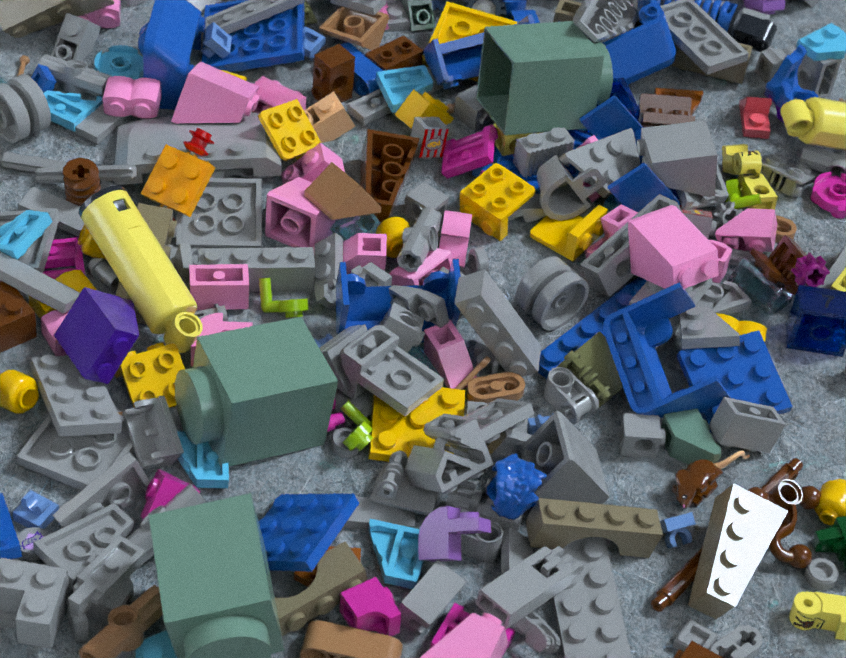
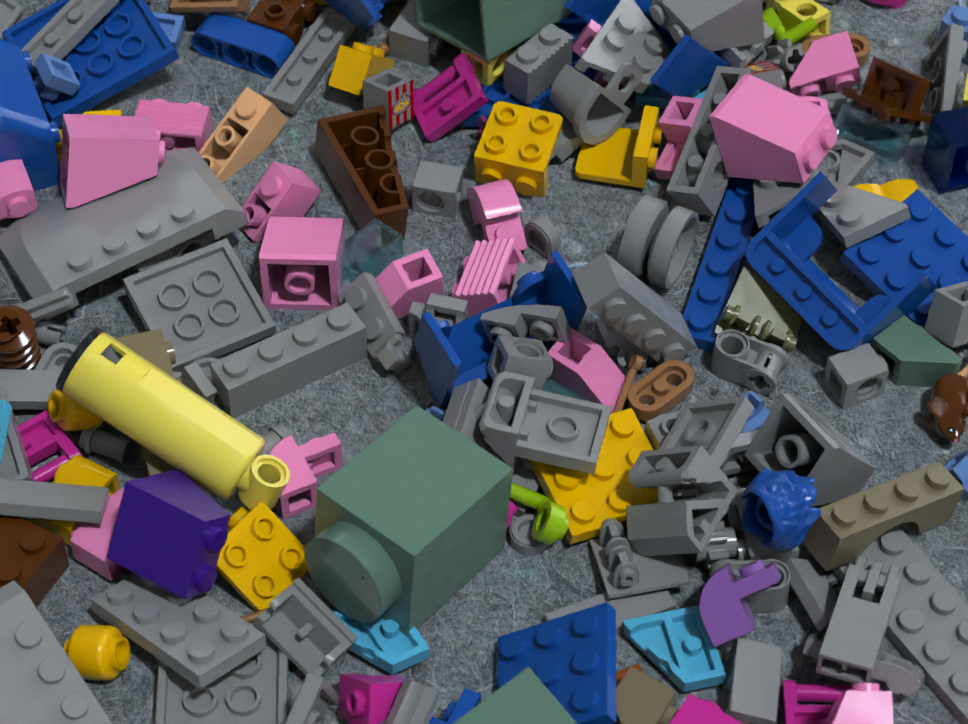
camera: 20 degrees left, 5 degrees up
(181, 176) = (132, 280): light orange plate -> none
(220, 285) = (265, 398): bright pink brick -> none
(289, 130) = (228, 160): yellow bracket -> none
(291, 307) = (359, 389): lime plate -> none
(333, 73) = (226, 63): reddish brown brick -> none
(340, 195) = (348, 222): medium nougat slope -> none
(394, 229) = (430, 236): yellow head -> none
(399, 83) = (317, 42): medium azure wing -> none
(420, 239) = (469, 238): light grey piece -> none
(810, 270) = (935, 92): magenta gear -> none

